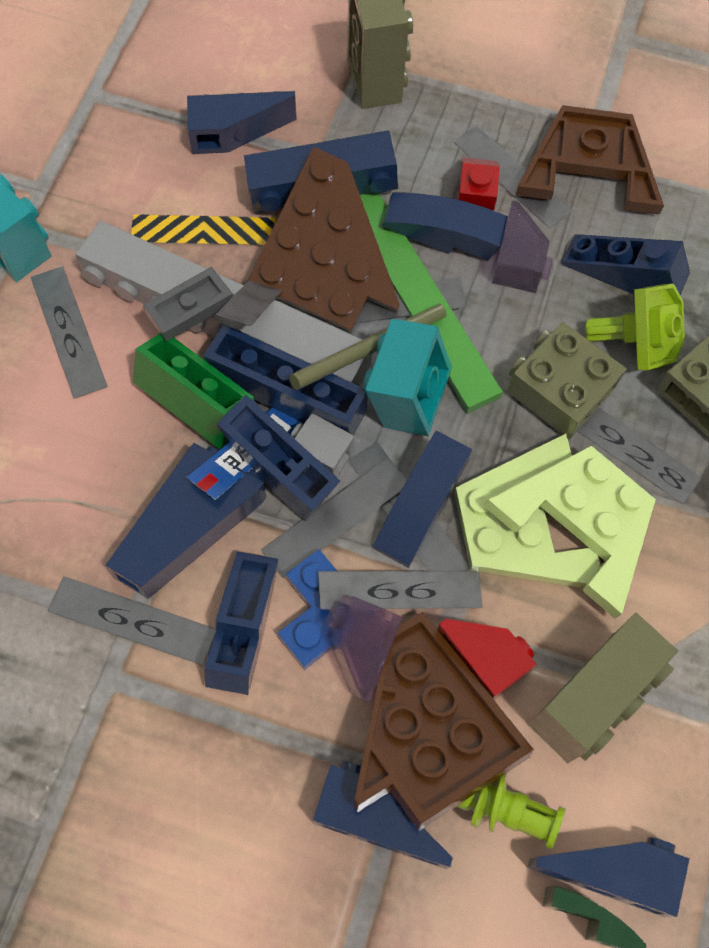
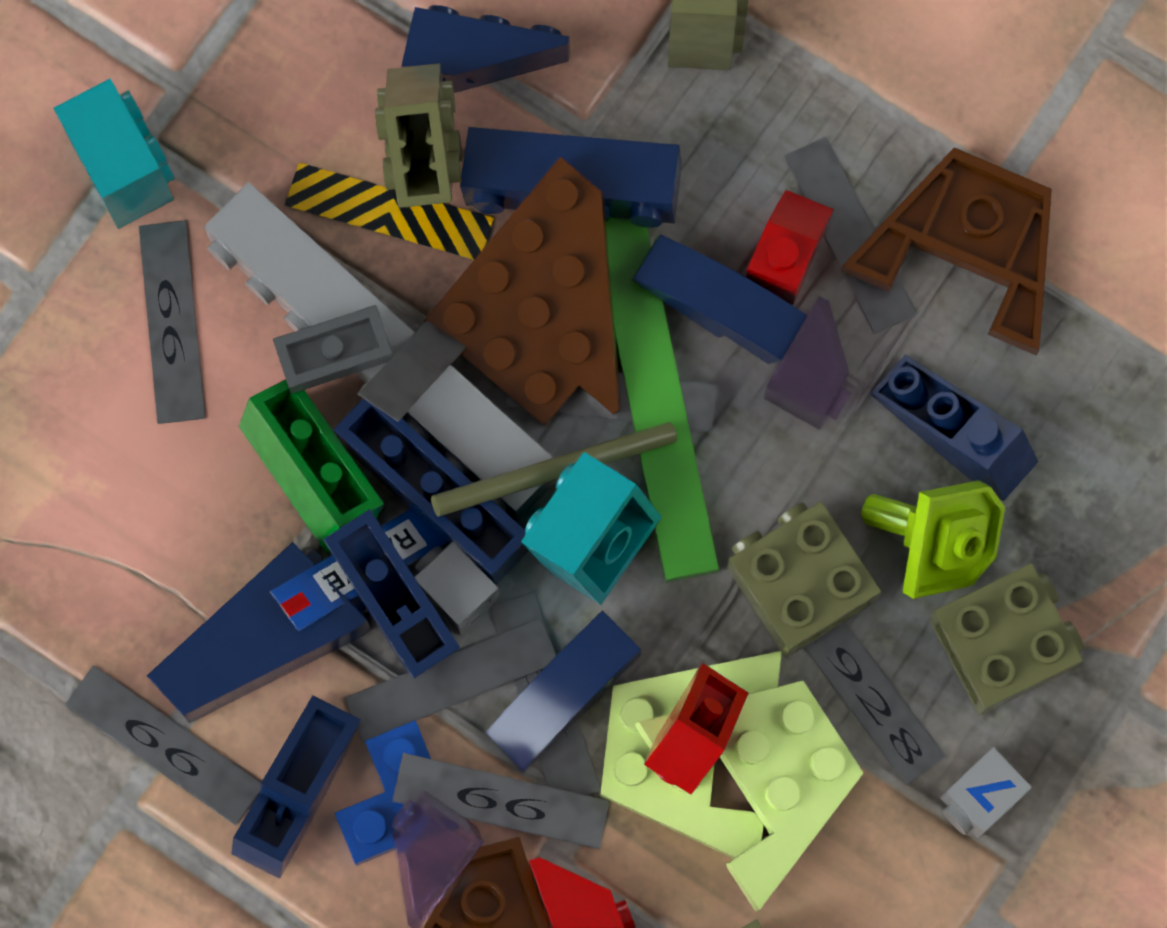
camera: 20 degrees right, 10 degrees up
(212, 159) = (419, 135): none -> olive brick
(536, 493) = (697, 729): none -> red slope

